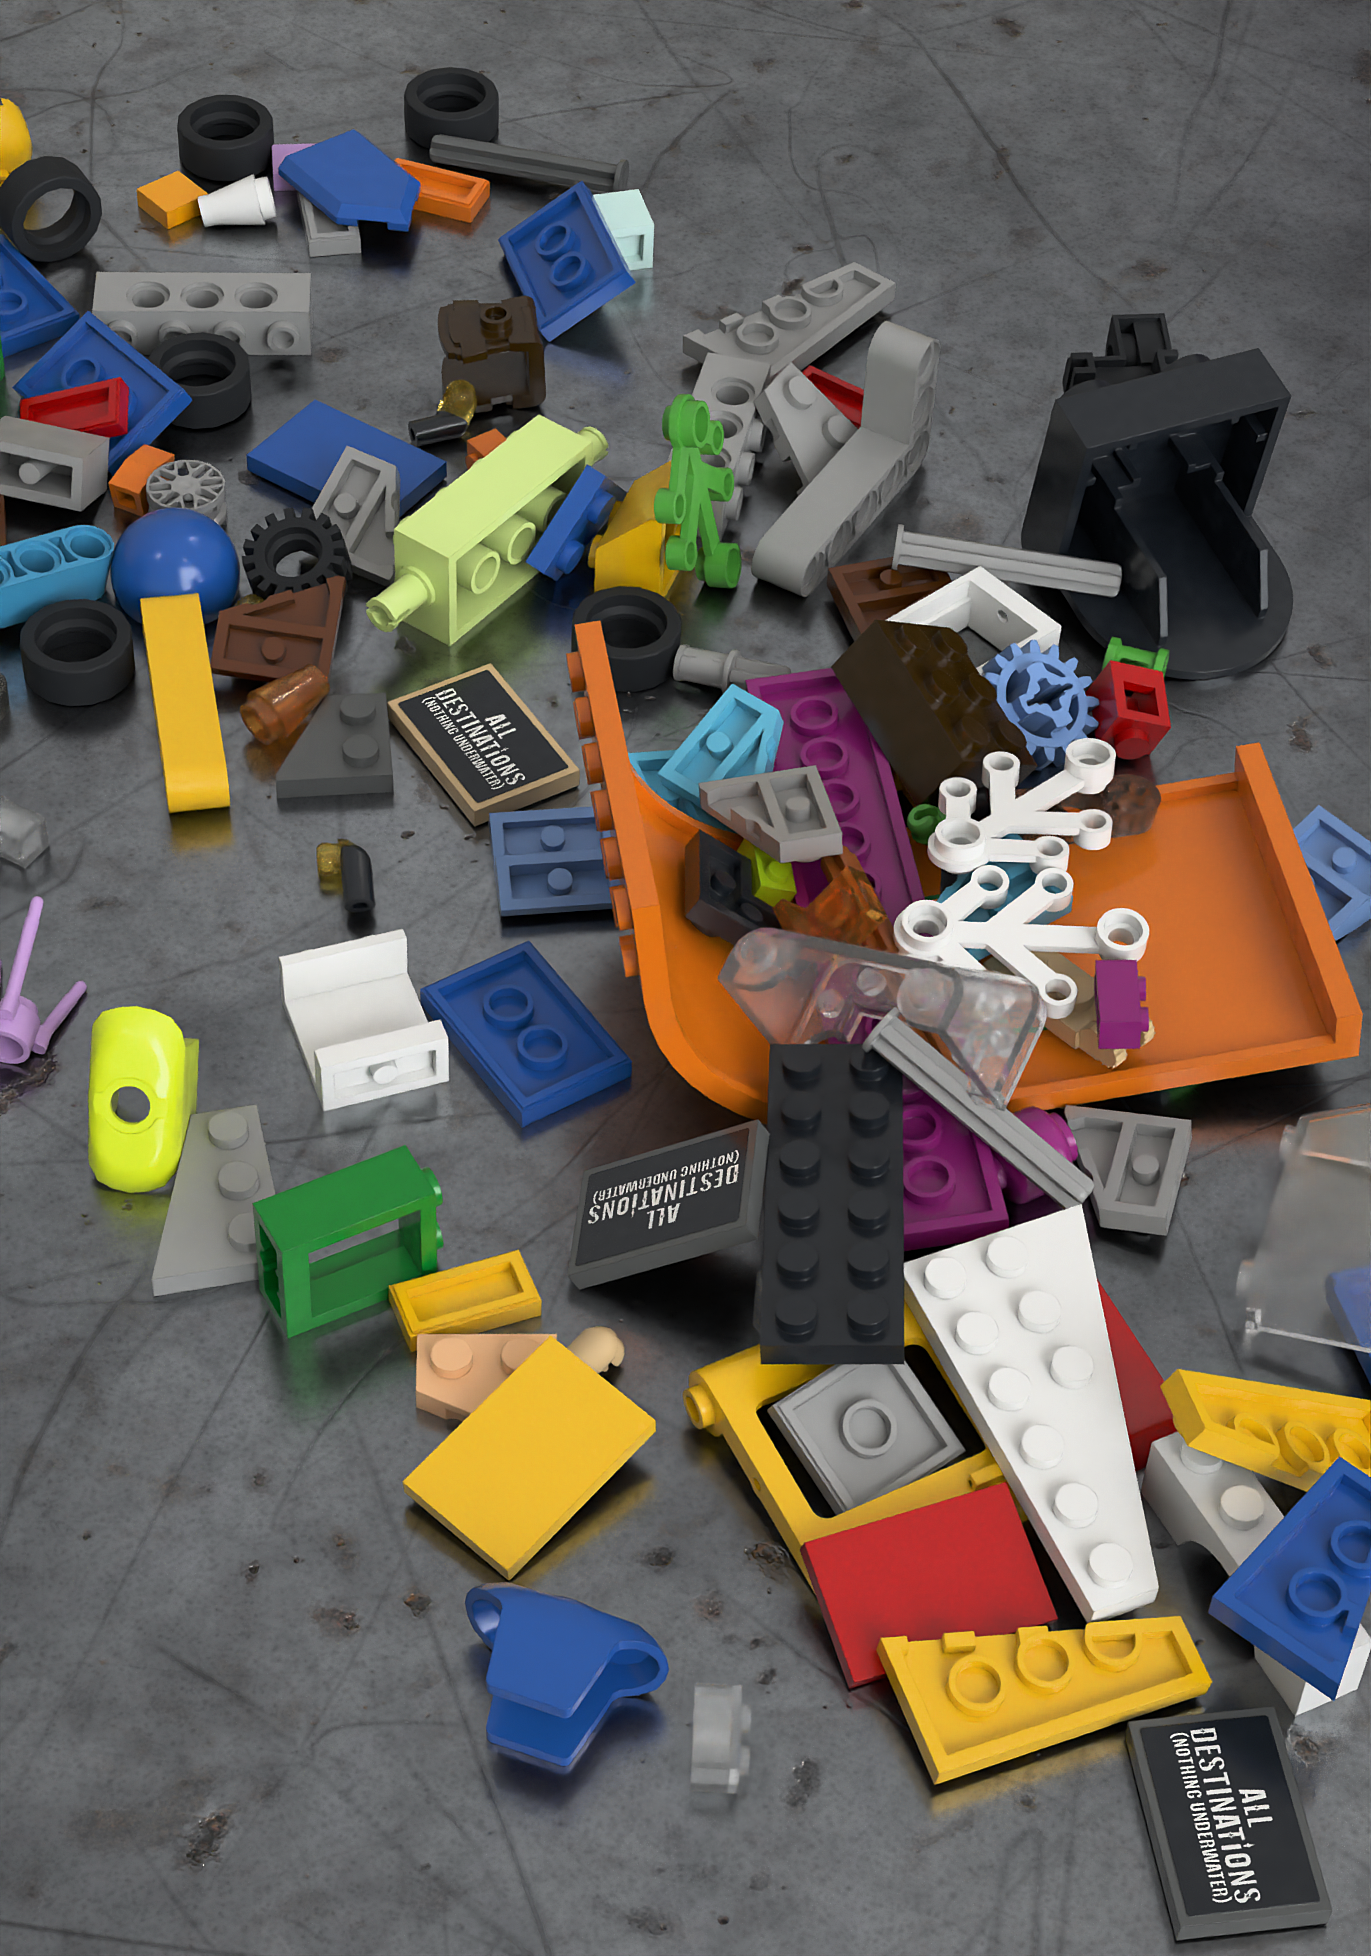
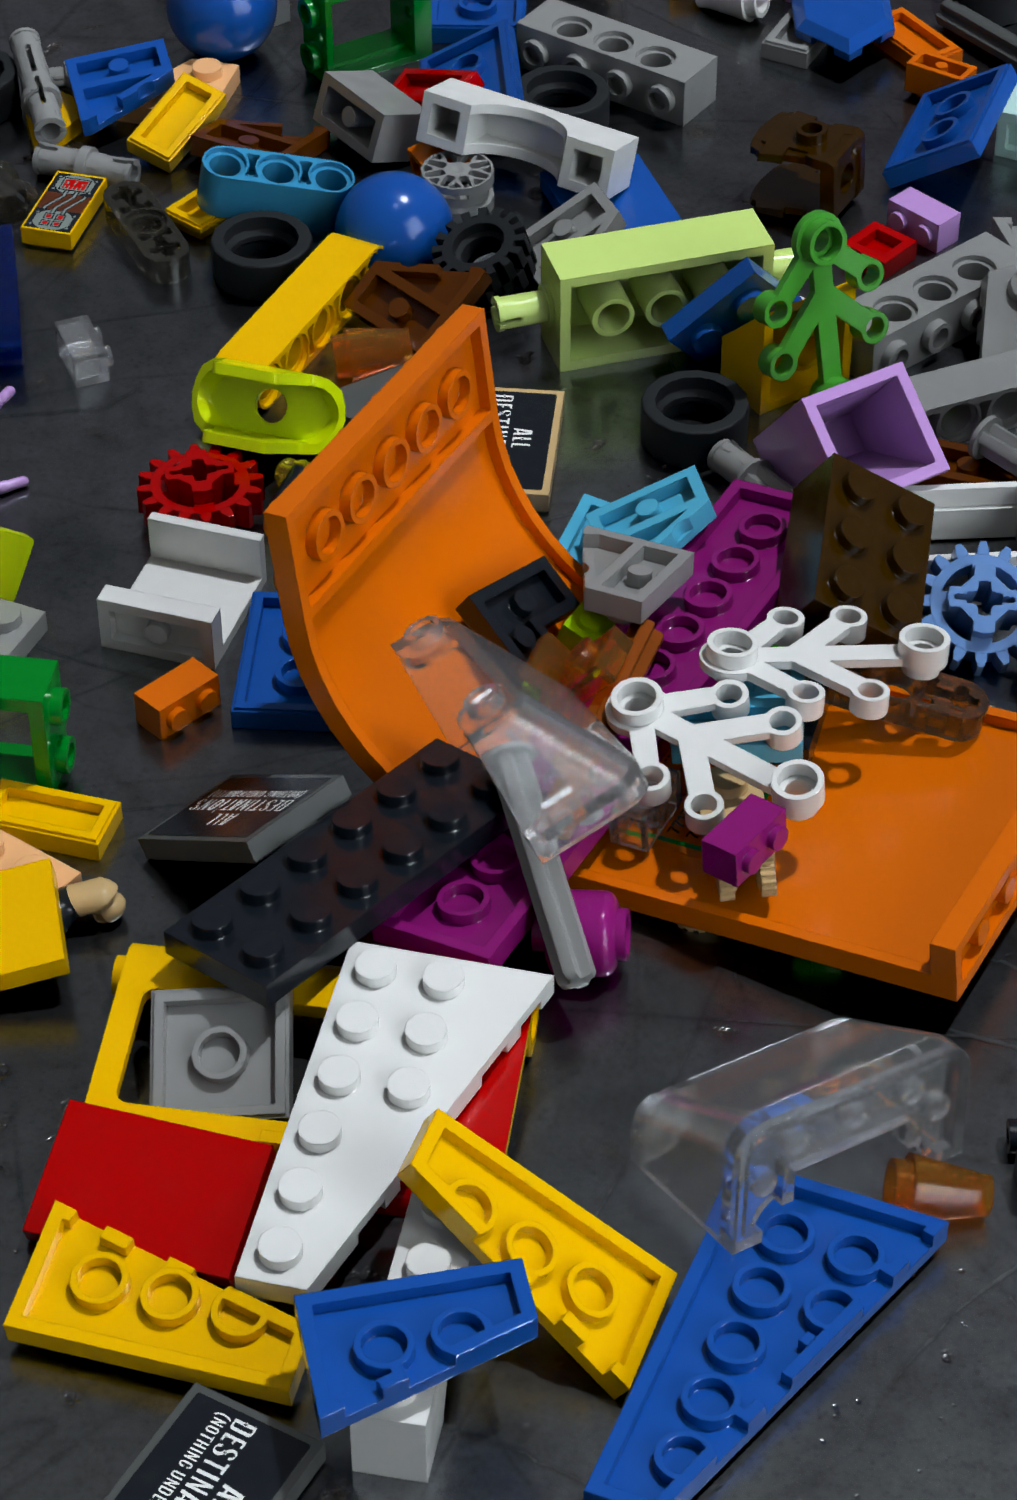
camera: 40 degrees right, 5 degrees down
(178, 426) = (487, 122): none -> white arch
(277, 914) = (203, 487): none -> red gear
(301, 803) = (228, 414): none -> neon yellow piece
(450, 419) = (746, 195): arm -> none
(461, 1126) = (177, 698): none -> orange piece
(497, 214) = (931, 71): none -> orange piece
(607, 407) = (886, 245): none -> red tile
(618, 361) = (923, 219): none -> lavender piece
(809, 598) = (865, 420): none -> lavender slope
(1133, 1165) = (673, 992): light grey wing -> none

